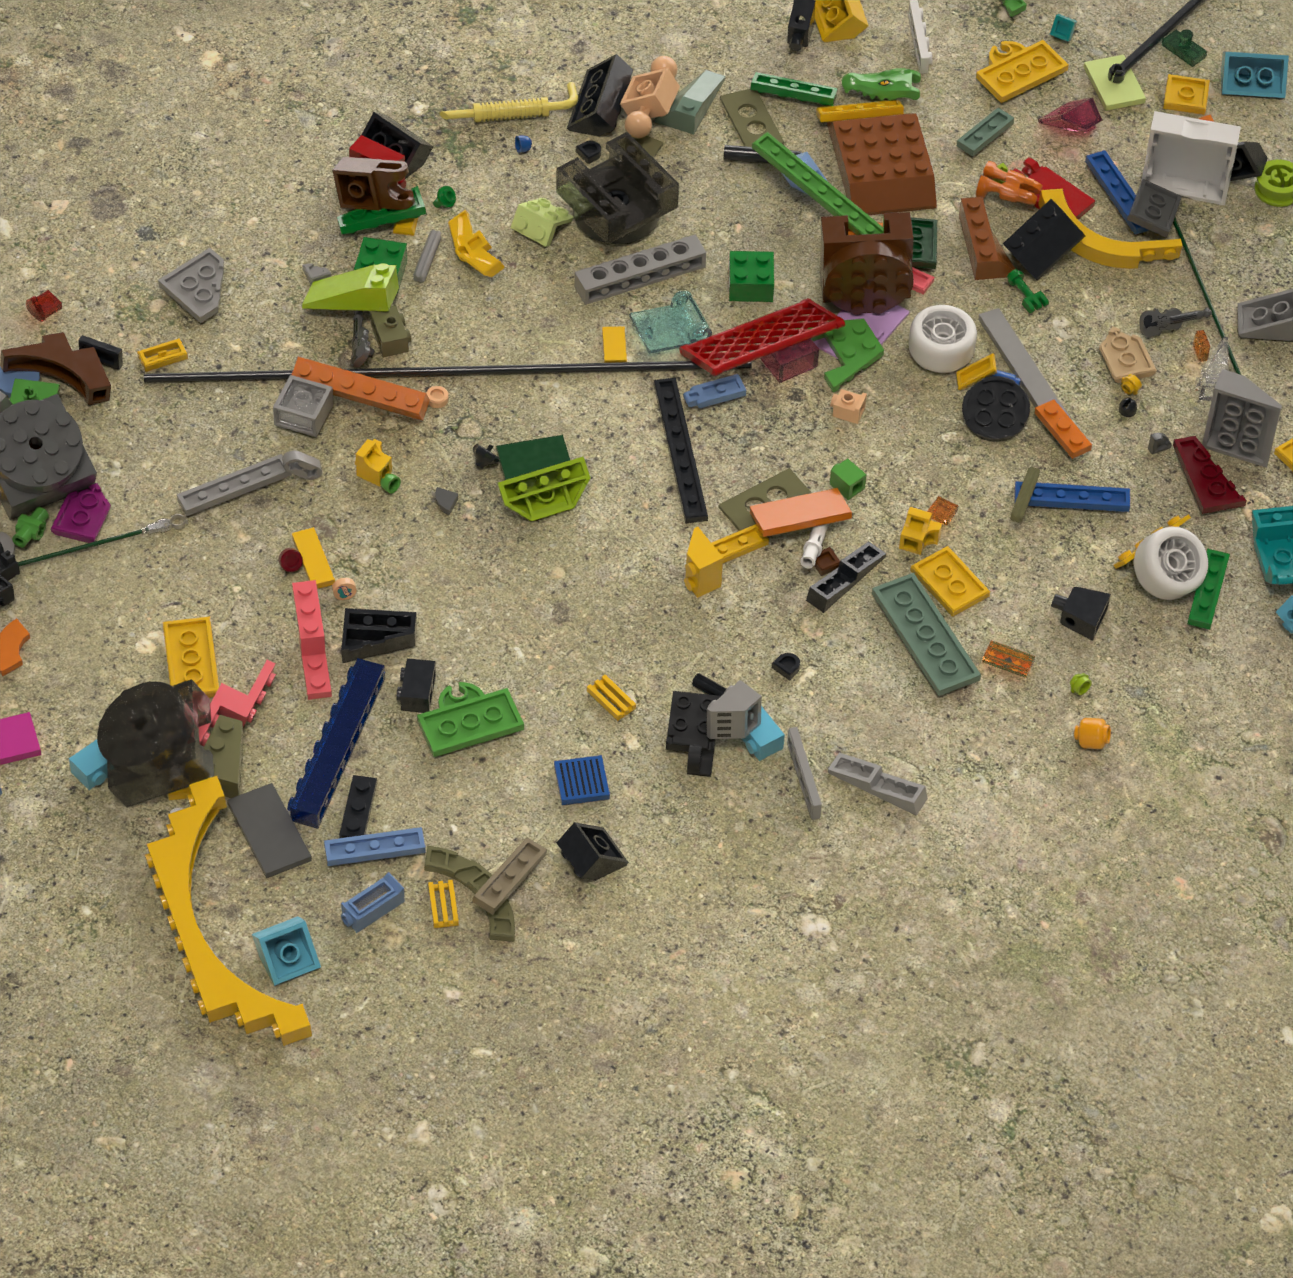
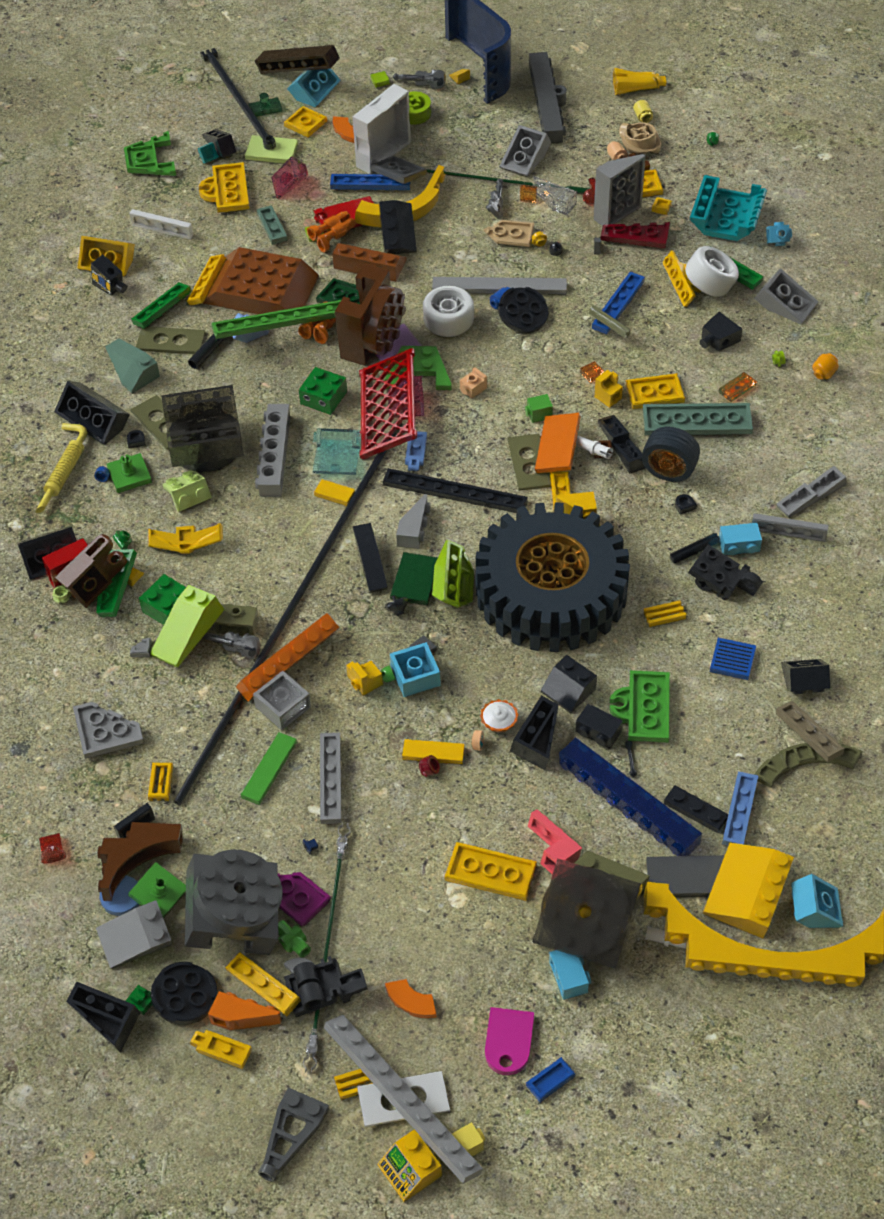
camera: 60 degrees left, 0 degrees up
(147, 501) = (310, 845): none -> dark blue piece
(222, 433) = (268, 768): none -> bright green tile
(274, 884) = (748, 887): none -> yellow slope
(302, 465) = (342, 722): light grey beam -> none
(311, 640) = (522, 777): coral bracket -> none
(372, 903) = (795, 829): medium blue window -> none
(382, 593) = (499, 715): none -> white piece
(402, 499) = (415, 669): none -> medium azure brick
(413, 724) = (628, 745): none -> black hinge
(427, 256) = (172, 570): light grey axle -> none
(438, 396) = (316, 613): light nougat tile -> none
(441, 887) = (812, 782): yellow tile -> none
(461, 641) = (569, 684): none -> black slope
(535, 407) = (370, 557): none -> black slope
(537, 165) = (129, 472): none -> bright green tile
(546, 545) = (589, 570): none -> black wheel
(602, 428) = (411, 525): none -> light grey slope
(650, 96) = (117, 380): light nougat brick -> none
(734, 713) = (737, 535): light grey slope -> none
(835, 616) = (671, 454): none -> black wheel
(884, 84) = (194, 254): bright green animal -> none
(976, 372) = (486, 306): yellow tile -> none
(1032, 300) = (436, 258): green hinge -> none
(1063, 428) = (560, 283): orange plate -> none
(1087, 31) = (222, 141): none -> black slope
(1188, 659) = (786, 297): none -> light grey slope
(1266, 36) = (297, 59): none -> dark brown brick
(1277, 486) = (661, 206): none -> yellow tile

